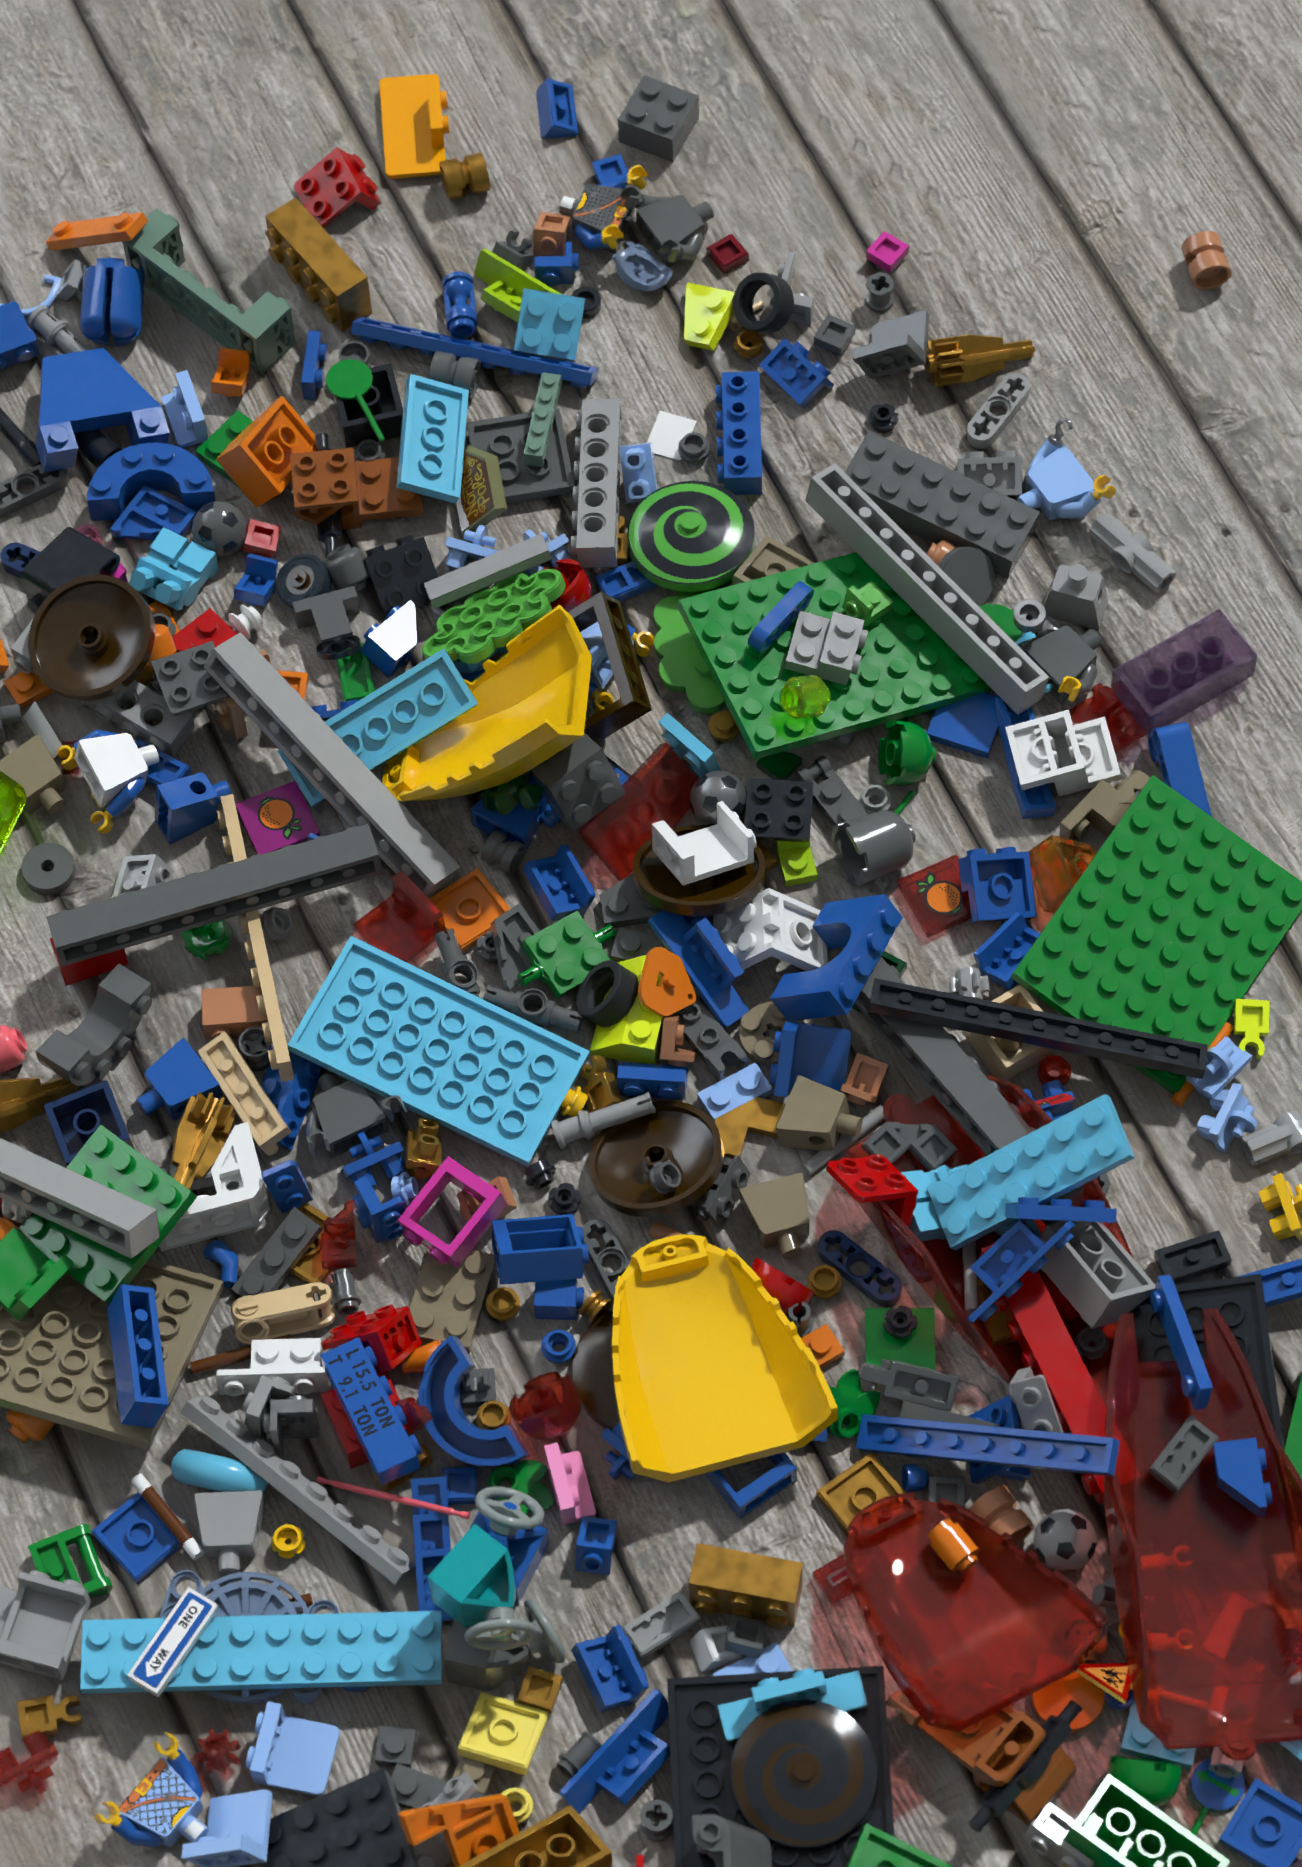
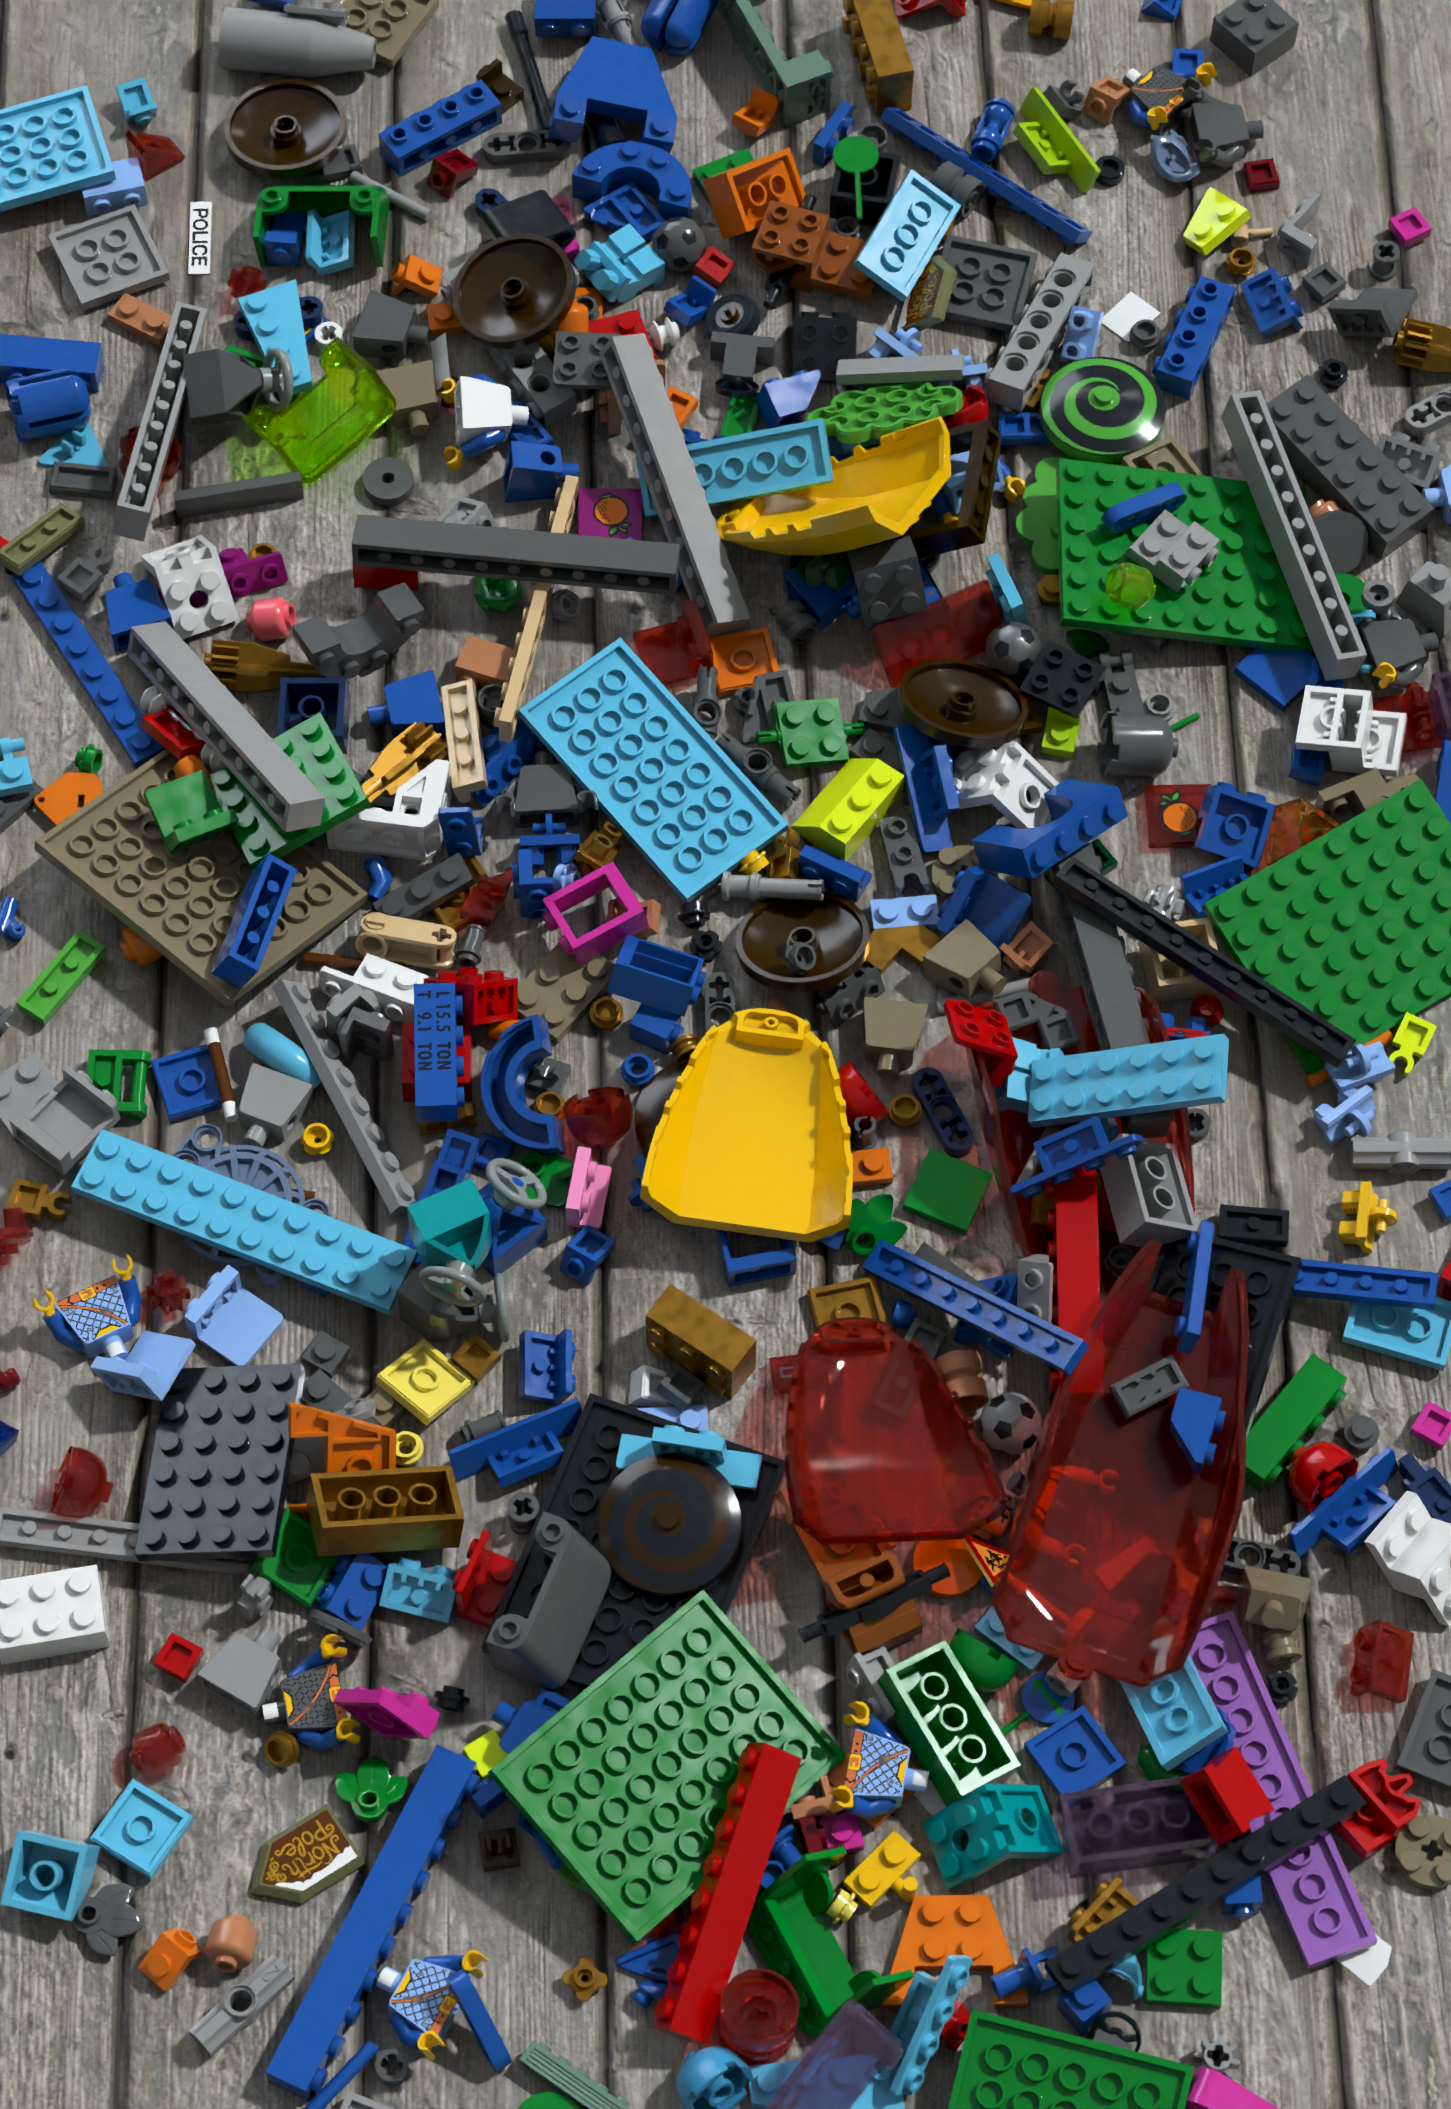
camera: 20 degrees right, 0 degrees up
(173, 1642) = (168, 1178): tile -> none
(185, 412) = (698, 132): light blue bracket -> none
(347, 567) = (777, 321): dark grey head -> none
(391, 1497) = (426, 1139): coral piece -> none
(416, 1415) = (474, 1072): clear red tile -> none
(542, 419) = (1015, 256): sand green piece -> none
(549, 324) = (1063, 175): medium azure plate -> none
(557, 269) = (1096, 131): blue bracket -> none
(560, 884) = (834, 669): blue bracket -> none
(596, 985) = (828, 779): black tyre -> none
(661, 1624) = (611, 1347): light grey plate -> none
(671, 1037) = (869, 840): nougat bracket -> none
(673, 986) = (889, 796): orange piece -> none
(707, 849) = (976, 688): white panel -> none
(782, 304) = (1254, 218): black tyre -> none
(866, 603) = (1232, 528): bright green bracket -> none
(902, 1330) = (951, 1180): black plate -> none
(905, 753) = (1206, 676): green cylinder -> none
(912, 1383) = (940, 1230): dark grey hinge -> none
(953, 1546) = (904, 1385): orange brick -> none
(1061, 1210) = (1138, 1124): blue plate -> none

